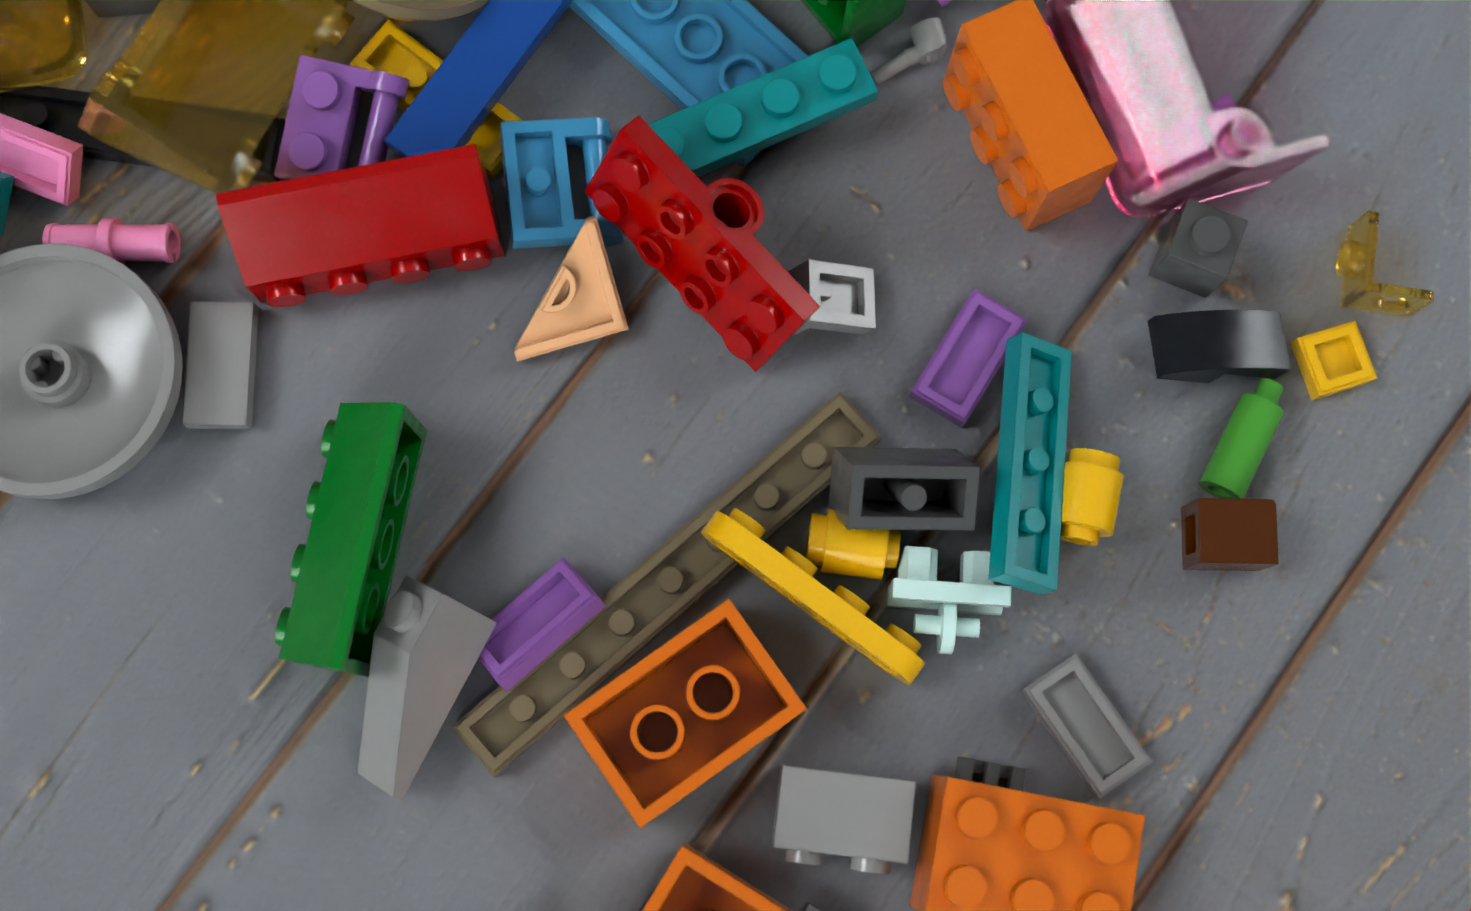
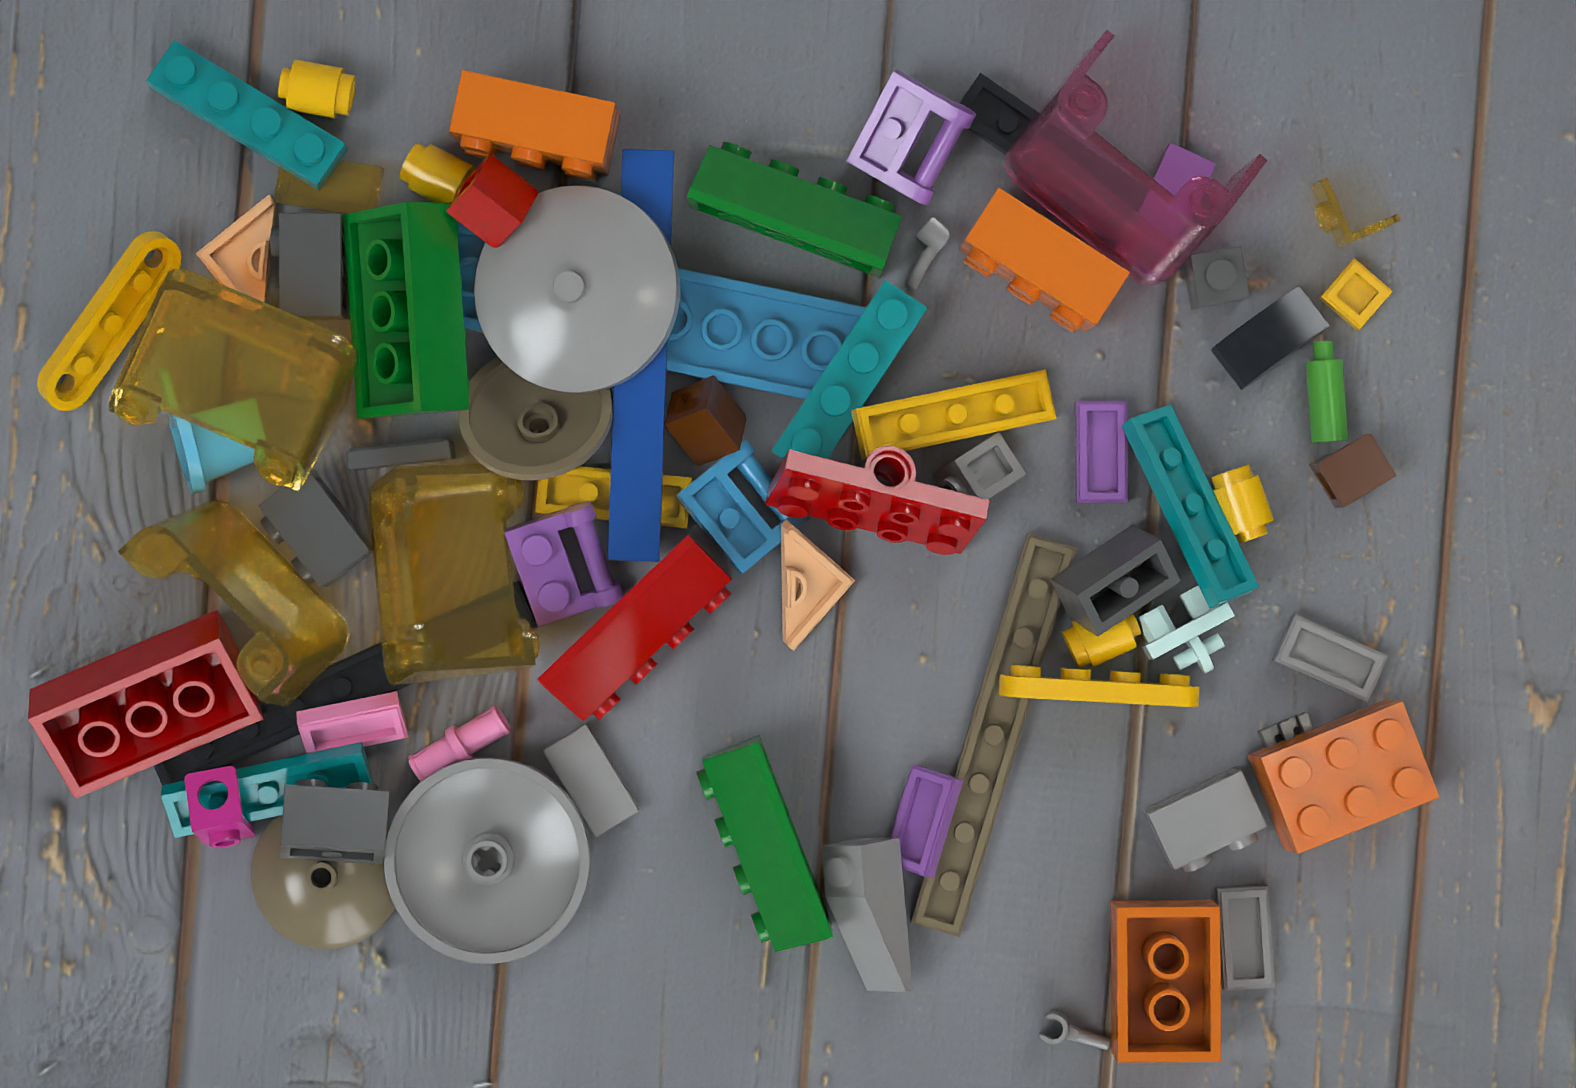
camera: 30 degrees left, 10 degrees up
(579, 76) = (705, 421): none -> reddish brown panel
(684, 713) = (1063, 820): orange brick -> none
(845, 219) = (955, 413): none -> yellow tile

